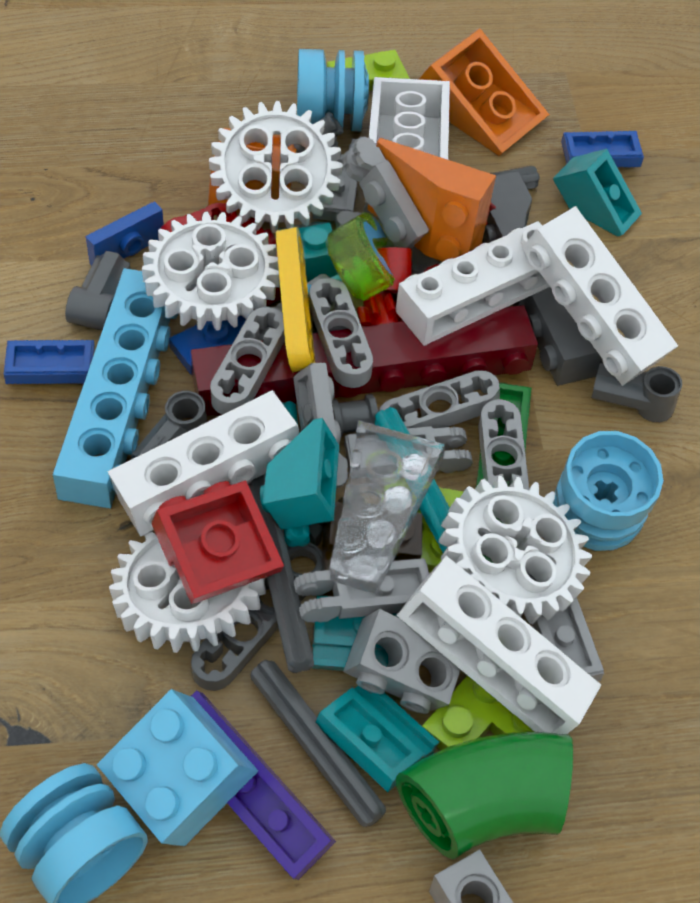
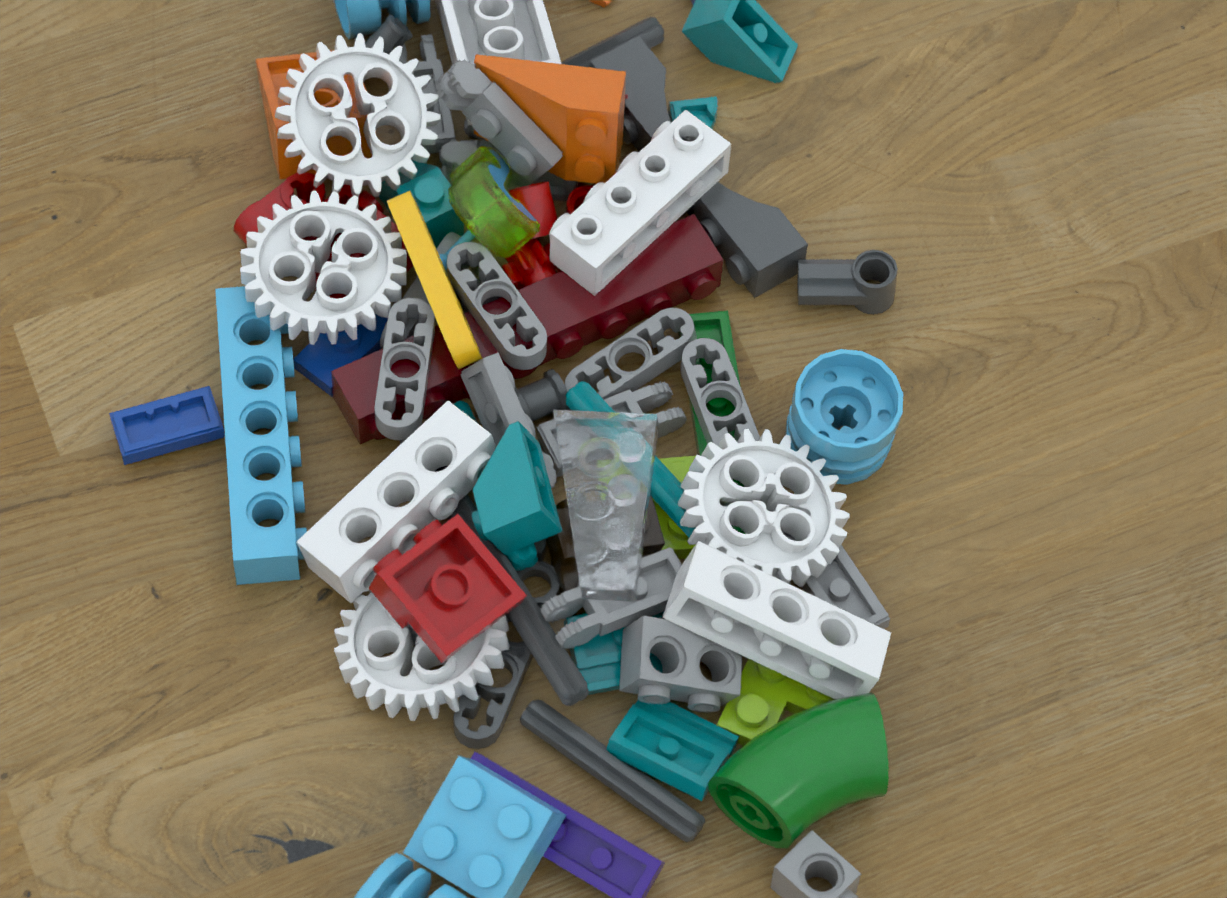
camera: 15 degrees left, 5 degrees up
(91, 302) = (191, 335): dark grey piece -> none
(127, 234) = (194, 242): blue plate -> none
(178, 407) = (342, 474): dark grey piece -> none
(598, 274) = (805, 190): white brick -> none

